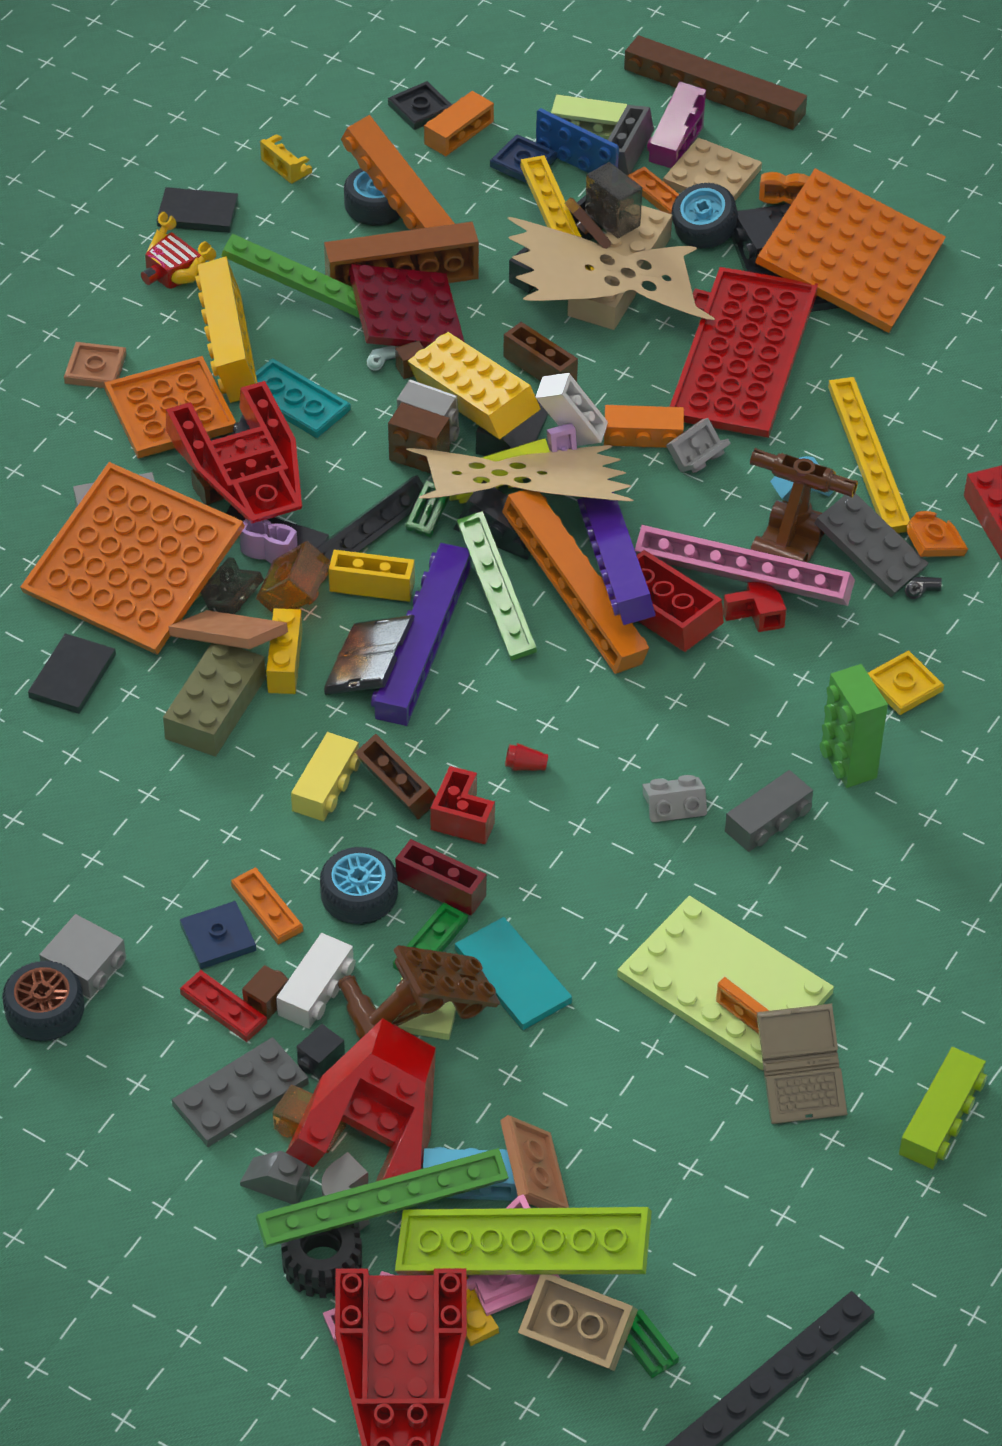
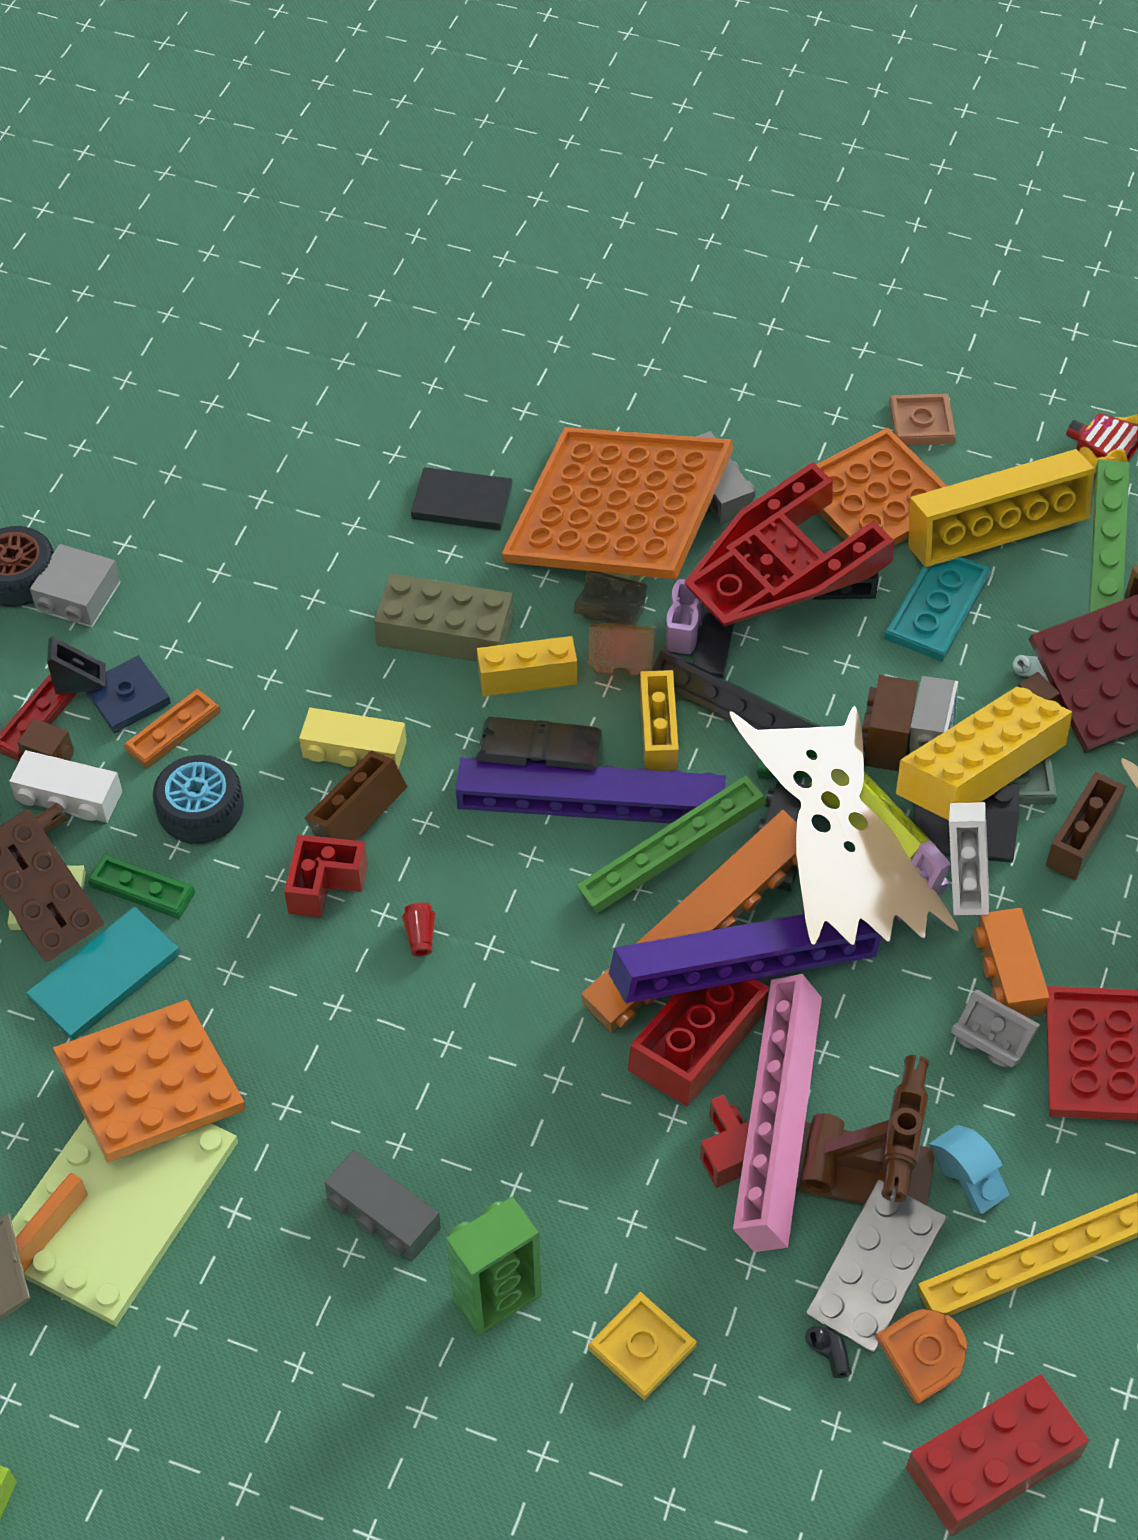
camera: 80 degrees right, 5 degrees up
(192, 961) = (73, 669): none -> black slope
(228, 629) = (527, 601): nougat tile -> none
(441, 877) = (215, 871): dark red brick -> none
(631, 941) = (148, 1080): none -> orange plate
(675, 798) = (389, 1096): light grey bracket -> none

